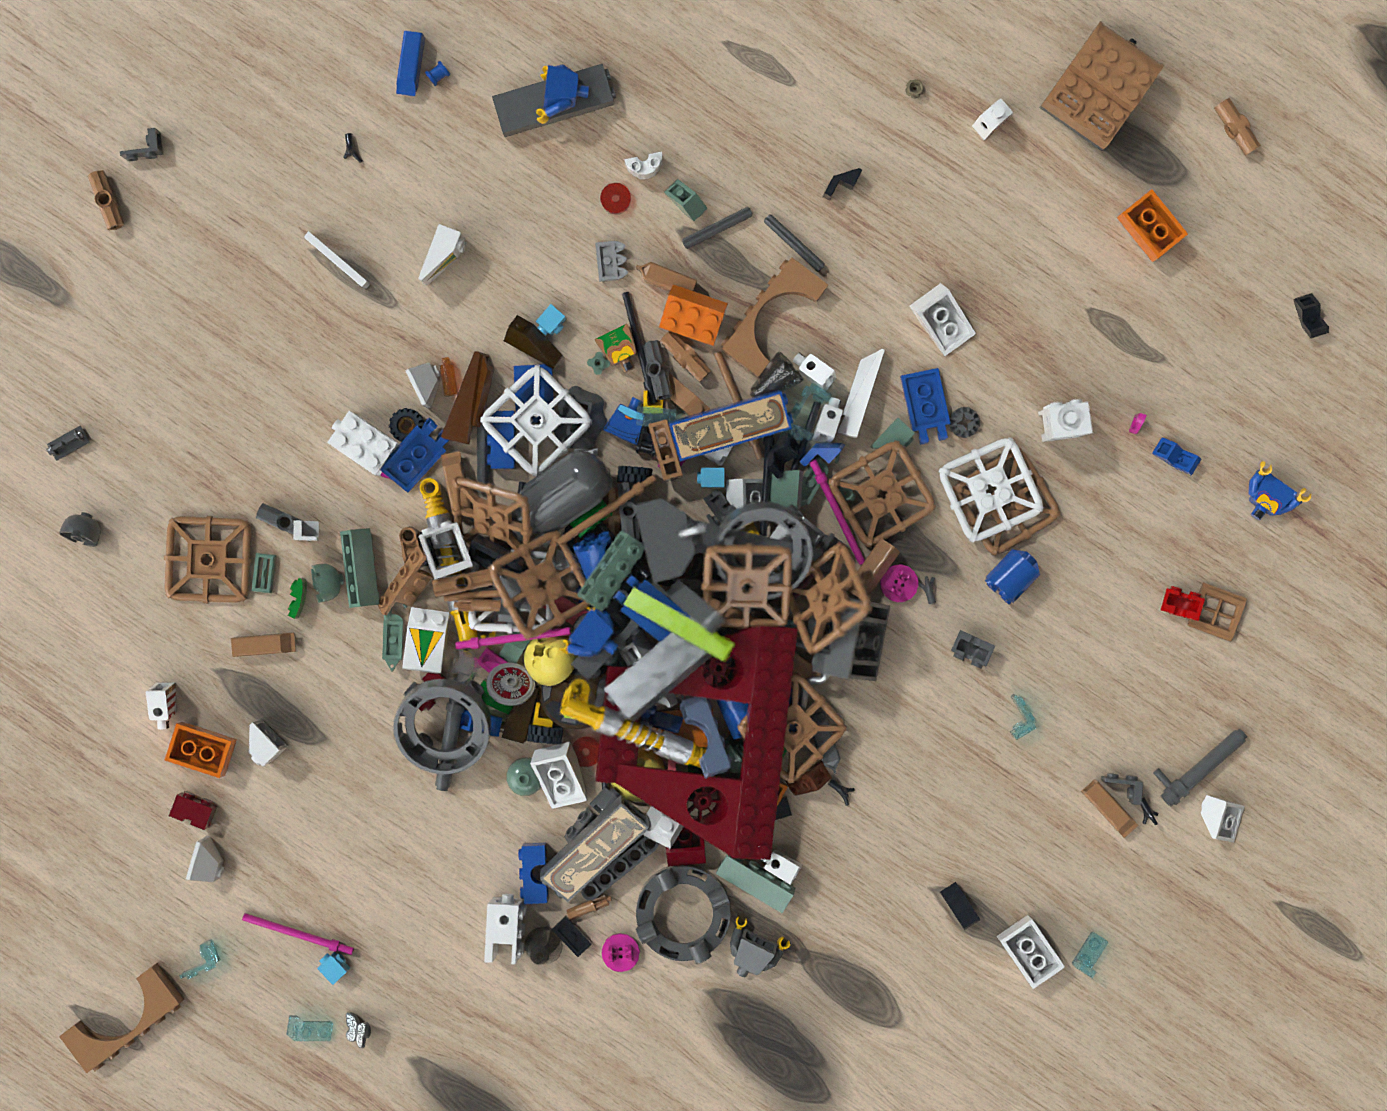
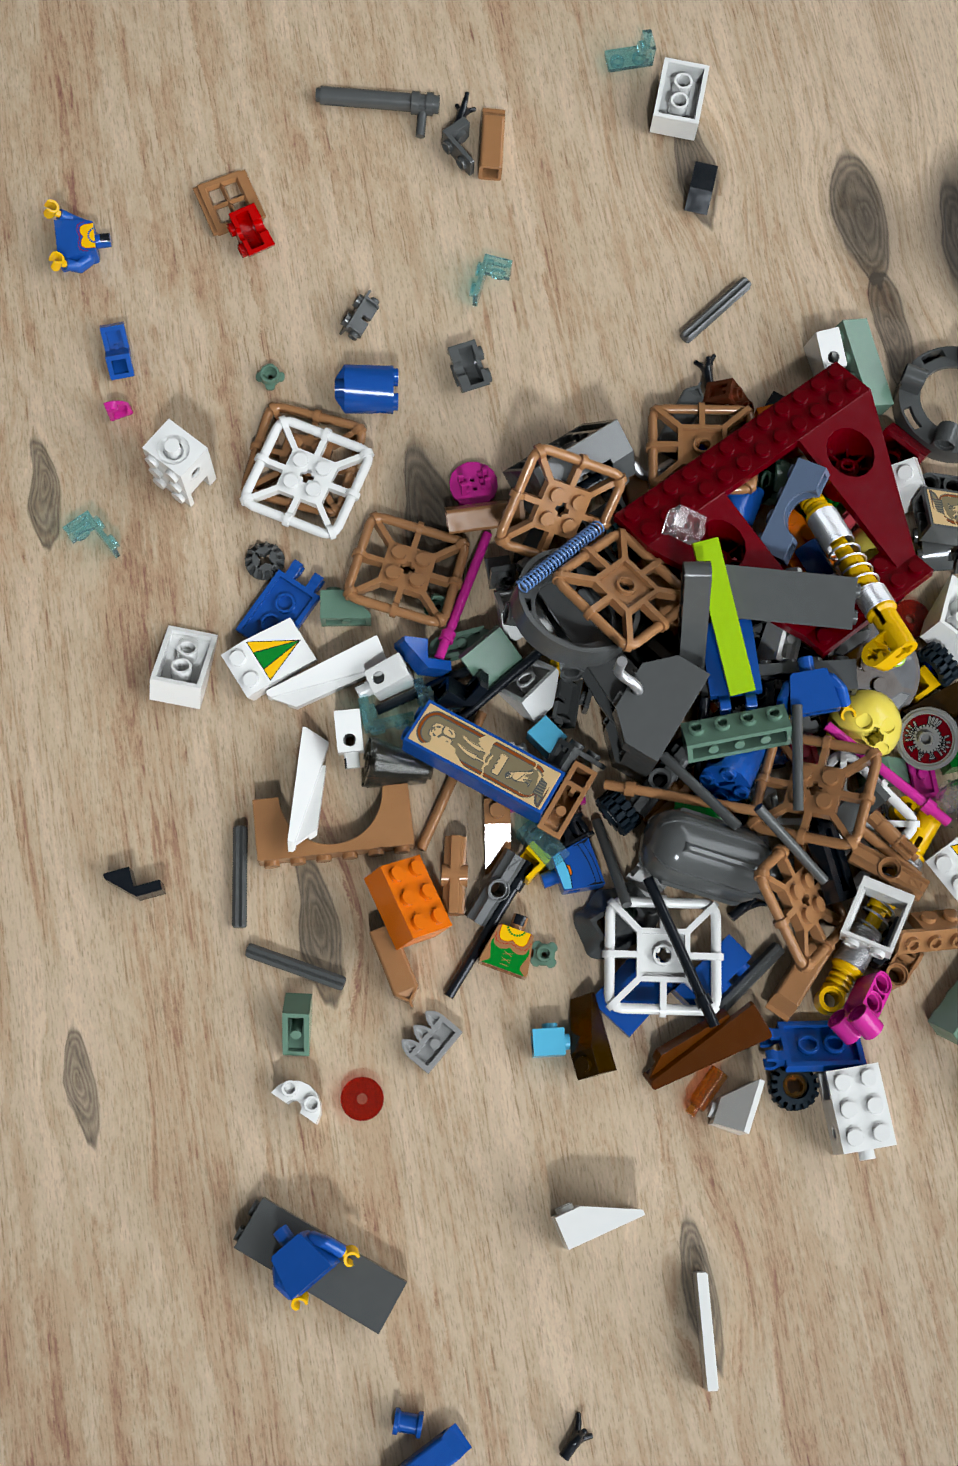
camera: 140 degrees left, 15 degrees down
(408, 496) = (862, 1009): none -> dark pink piece
(492, 415) = (702, 999): none -> black bar
(525, 539) = (791, 844): none -> dark grey bar
(566, 588) = (797, 757): none -> dark grey piece
(599, 521) = (700, 790): none -> dark grey piece
(610, 443) = (612, 863): none -> dark grey bar
(692, 477) = (565, 754): none -> dark grey bracket
(754, 952) = (921, 313): torso -> none
(757, 653) = (684, 524): none -> clear brick
(797, 567) = (560, 557): none -> medium blue piece
(806, 320) = (308, 788): none -> white wedge
(874, 834) = (715, 310): none -> dark grey axle
(901, 368) = (268, 658): none -> white slope
(928, 588) = (453, 454): dark grey bar -> none
(1071, 625) = (353, 322): none -> dark grey hinge
(1072, 530) = (270, 370): none -> sand green plate
(1080, 335) = (84, 524): none -> clear light blue bracket
(1221, 817) = (407, 51): white slope -> none

